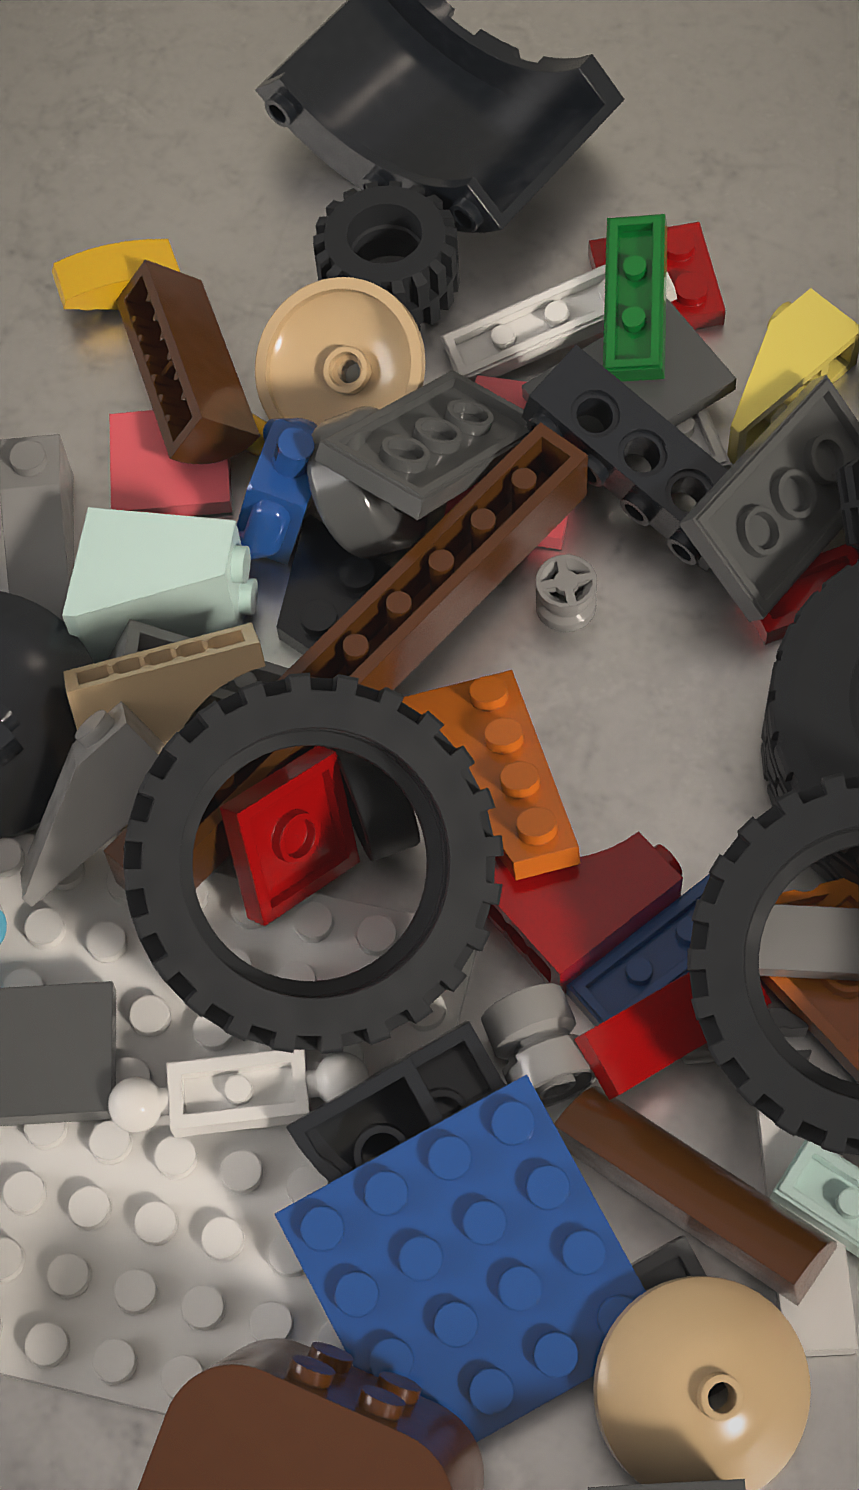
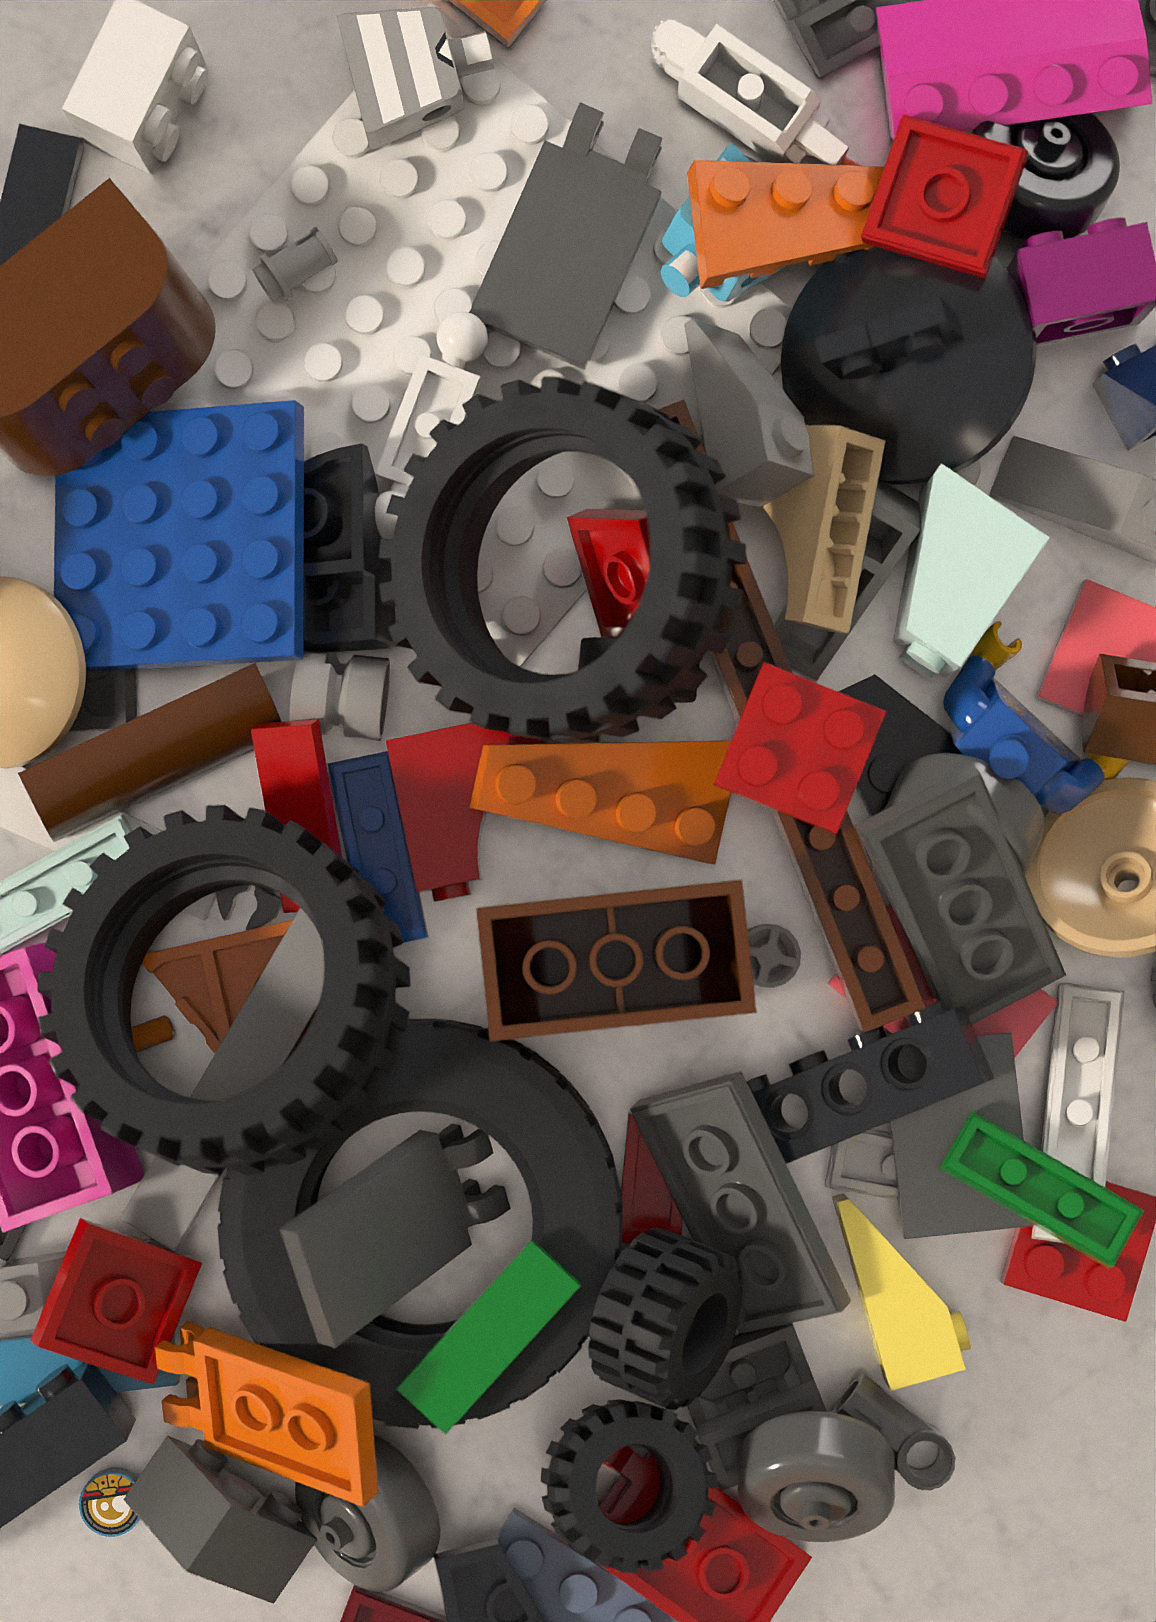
camera: 115 degrees right, 25 degrees up
(136, 1304) = (294, 265): none -> light grey pin
(374, 606) = (799, 748): none -> red plate
(642, 668) = (616, 960): none -> reddish brown brick

